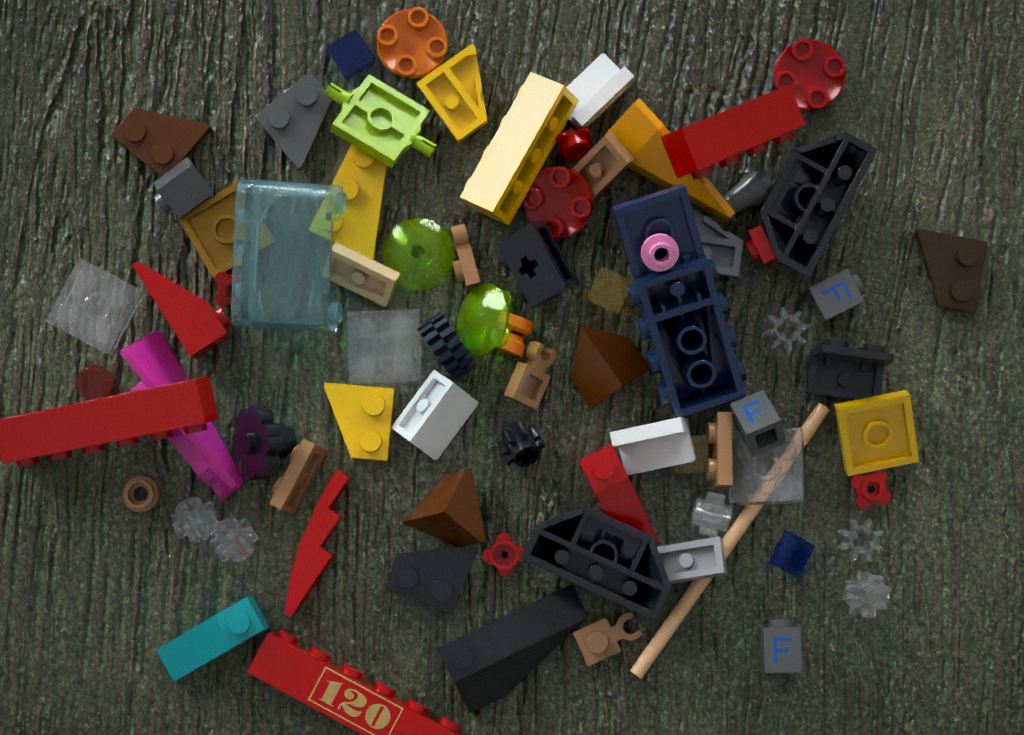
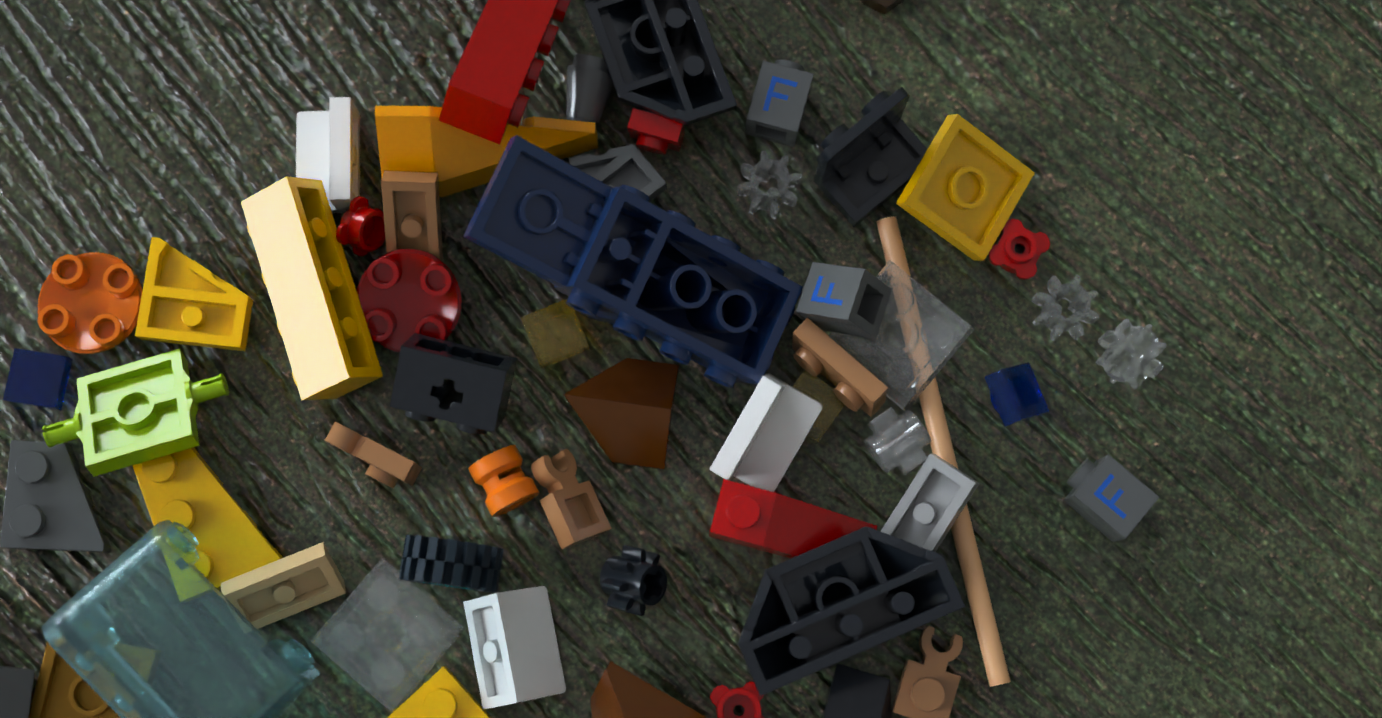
camera: 55 degrees left, 5 degrees down
(432, 266) = (348, 510): clear neon green dish -> none
(484, 319) = (459, 494): clear neon green dish -> none
(655, 242) = (546, 232): bright pink plate -> none

